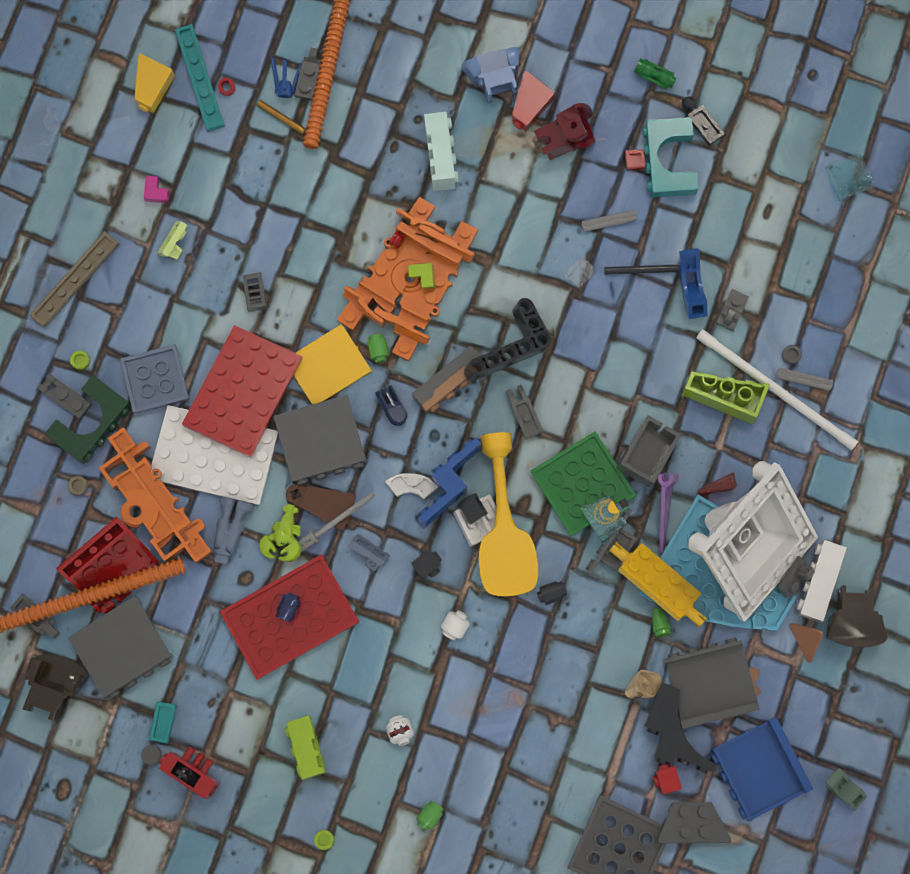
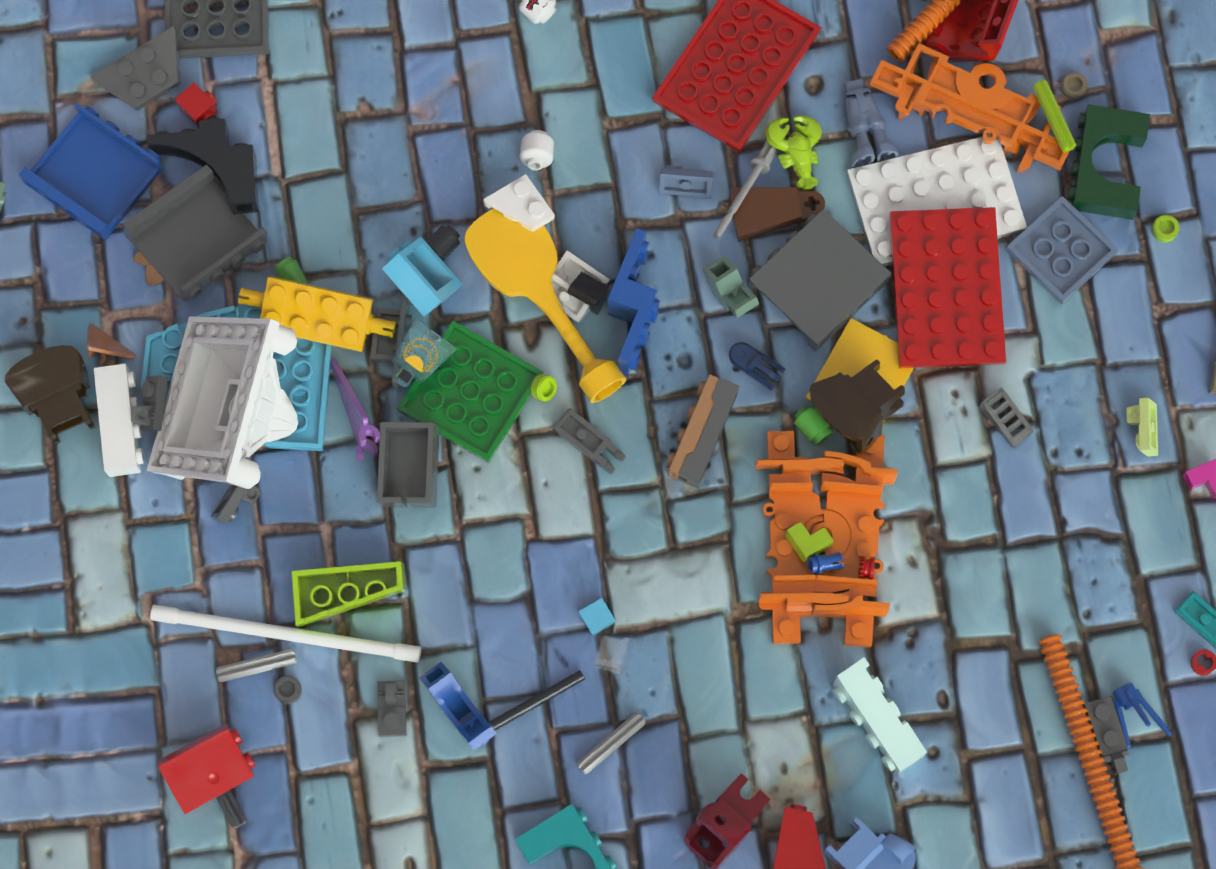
camera: 150 degrees right, 5 degrees down
(65, 396) = (1157, 176): dark grey plate -> none
(107, 461) = (1054, 116): none -> lime axle
(283, 118) = (1109, 659): pearl gold bar -> none
(288, 607) = (743, 66): clear blue brick -> none
(348, 339) = (857, 404): none -> dark brown piece
(380, 461) = (728, 287): none -> sand green brick
(413, 484) = (680, 287): white tile -> none
(421, 256) = (818, 564): none -> blue pin
(427, 564) = (608, 201): black brick -> none
(486, 587) = (521, 203): none -> white wing
(513, 349) = (642, 507): black beam -> none
(535, 460) = (543, 387): none -> lime tile
(577, 300) = (597, 617): none -> medium azure tile
(584, 552) = (411, 280): none -> medium azure window
(635, 160) = (619, 845): tile -> none
(643, 685) = (276, 192): tan hat -> none
(723, 484) = (299, 474): clear red slope -> none
(866, 323) = (209, 771): none -> red piece

